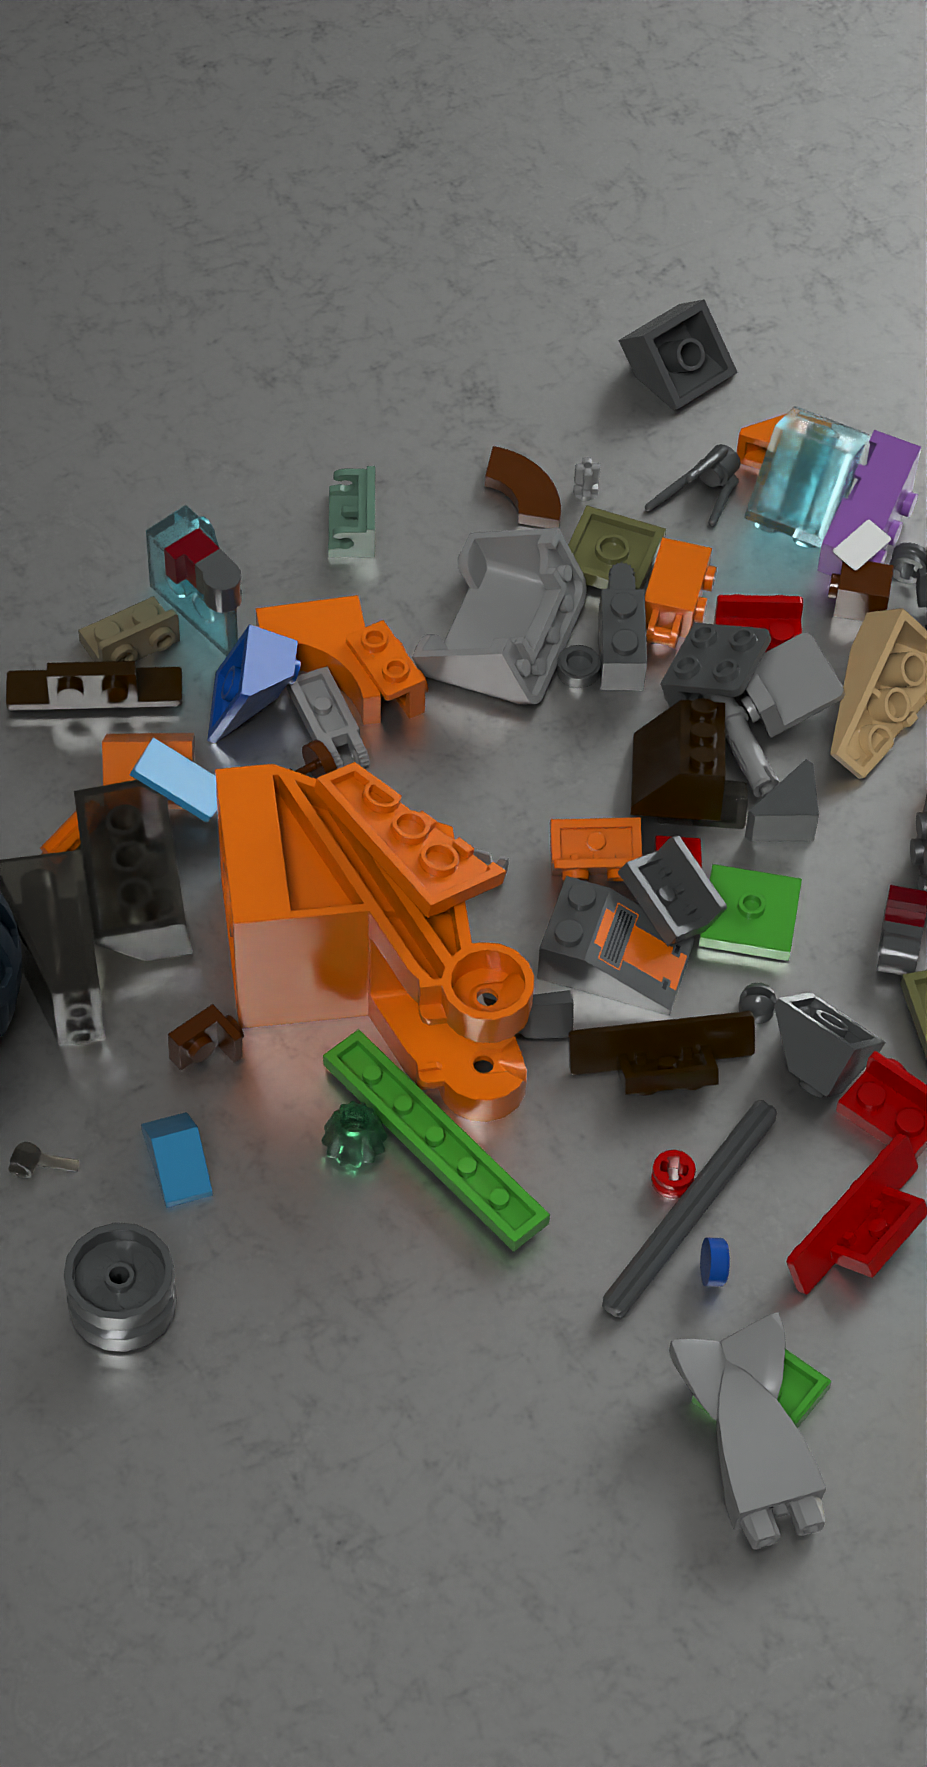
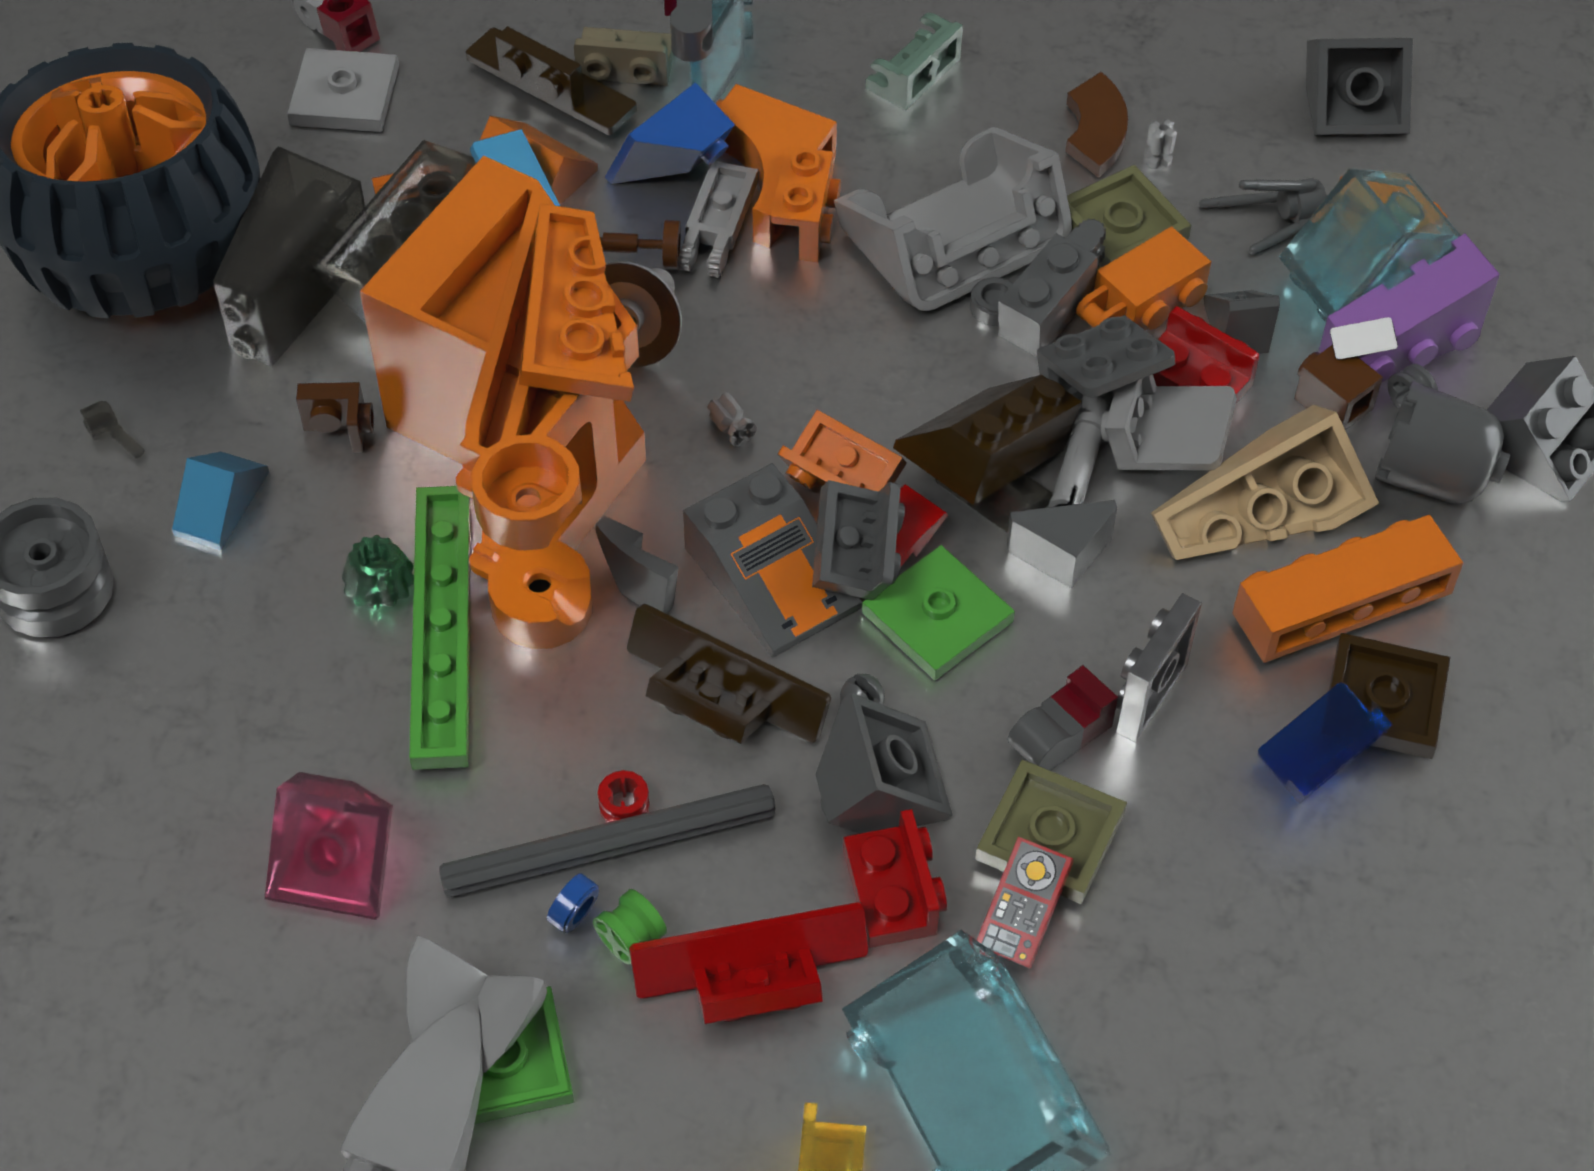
camera: 40 degrees right, 0 degrees up
(522, 1335) = (328, 846): none -> clear pink slope
(757, 573) = (1244, 316): none -> dark grey slope
(765, 1251) = (629, 923): none -> bright green wheel

